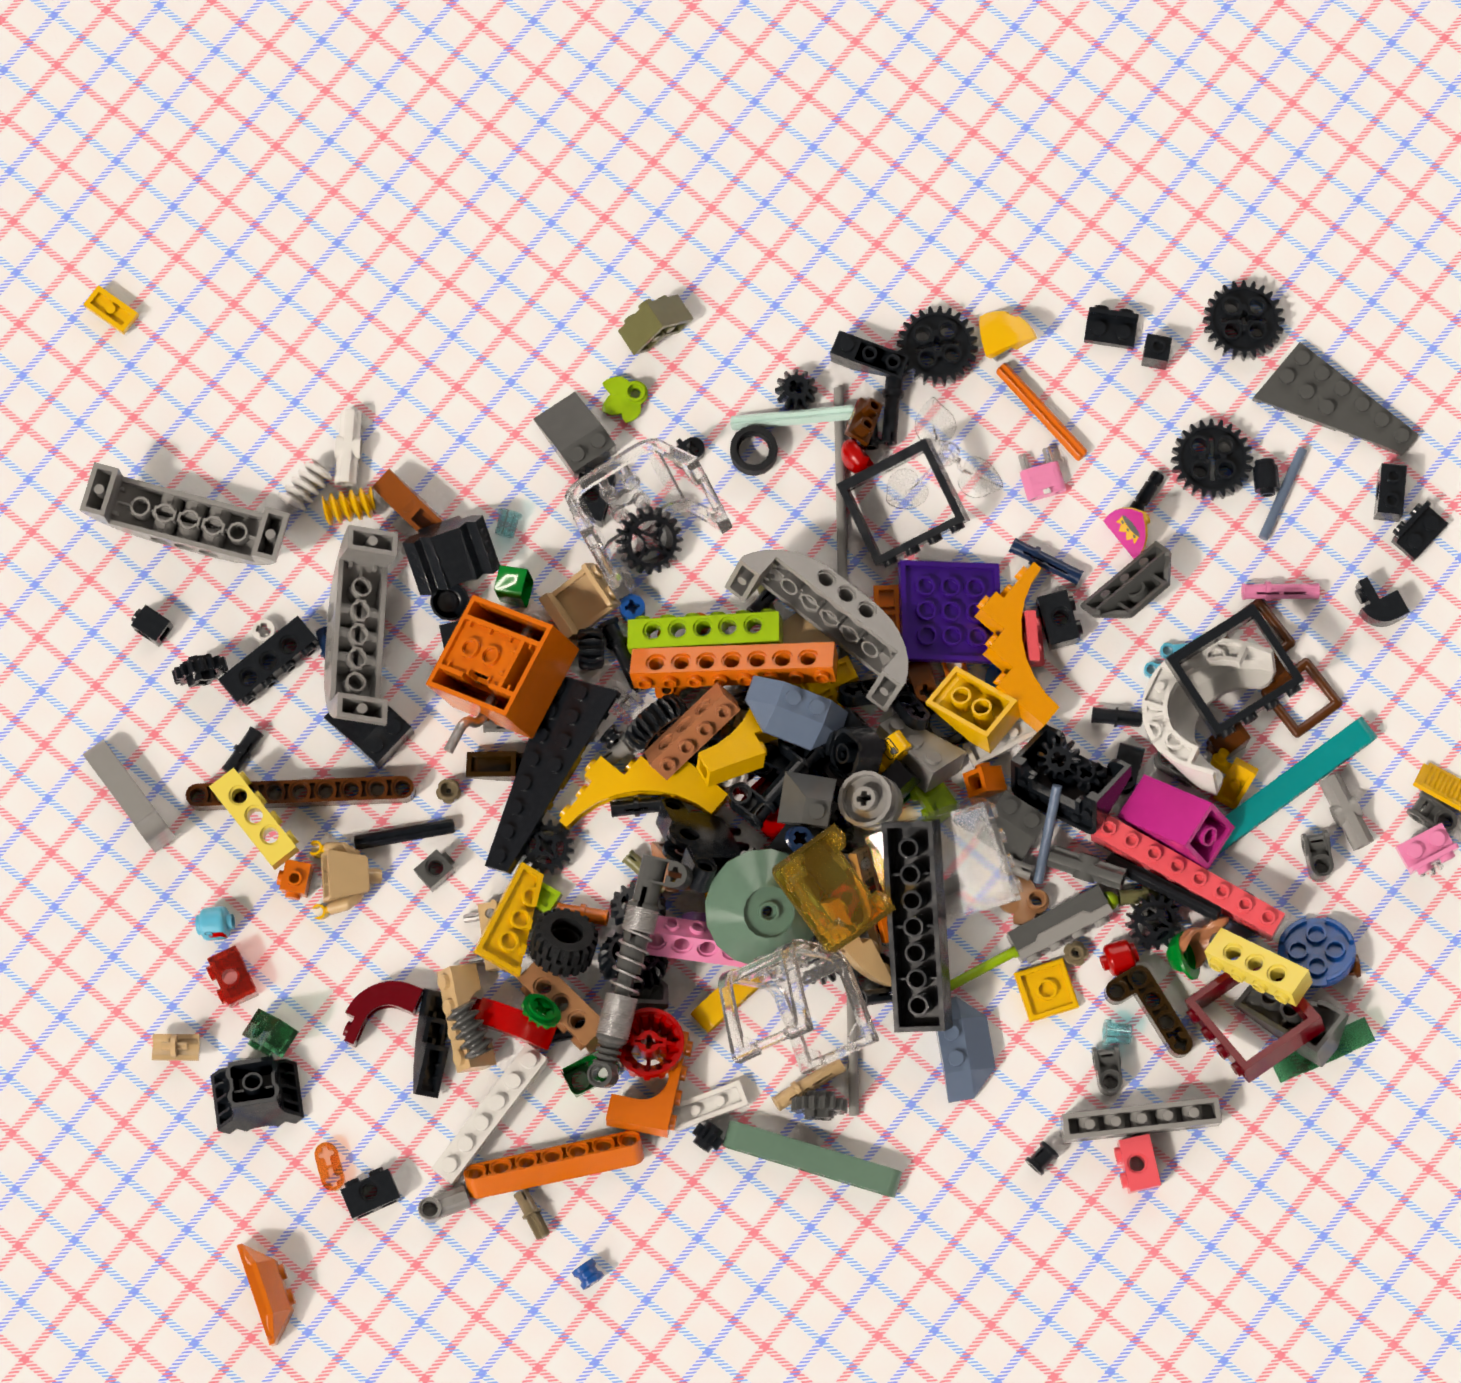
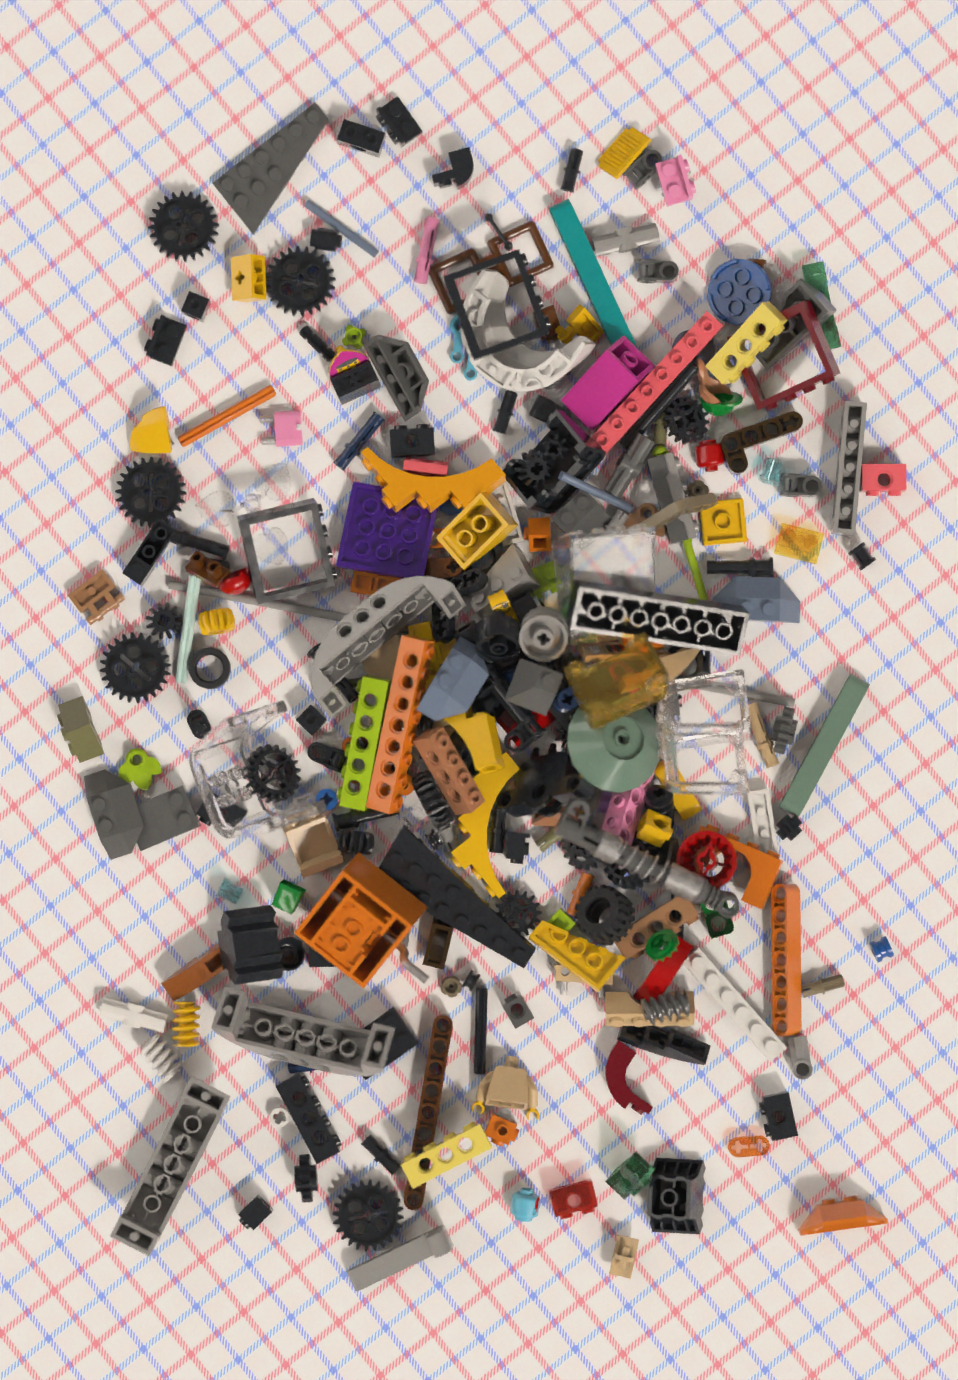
camera: 80 degrees left, 10 degrees up
(150, 759) = (363, 1195): none -> black gear
(459, 811) = (471, 980): none -> black bush
(569, 379) = (114, 812): none -> dark grey wedge
(622, 831) = (517, 847): none -> black brick
(674, 977) = (654, 828): none -> yellow brick
(681, 602) = (329, 756): none -> black piece
(696, 981) = (661, 801): none -> black piece
(717, 572) = (311, 720): none -> black brick
(757, 379) = (122, 682): none -> black gear
(807, 445) = (216, 621): none -> yellow gear
(811, 306) = (92, 591): none -> medium nougat plate
(1000, 1031) = (751, 567): none -> black pin
(1040, 1081) = (798, 543): none -> clear yellow plate
(1051, 931) = (681, 507): none -> dark tan beam
(1111, 543) = (355, 382): none -> black hinge
(1168, 527) = (350, 331): none -> lime plate
(1201, 401) = (248, 278): none -> yellow brick
(1334, 654) = (507, 244): none -> black hinge
(1411, 735) = (572, 170): none -> black axle

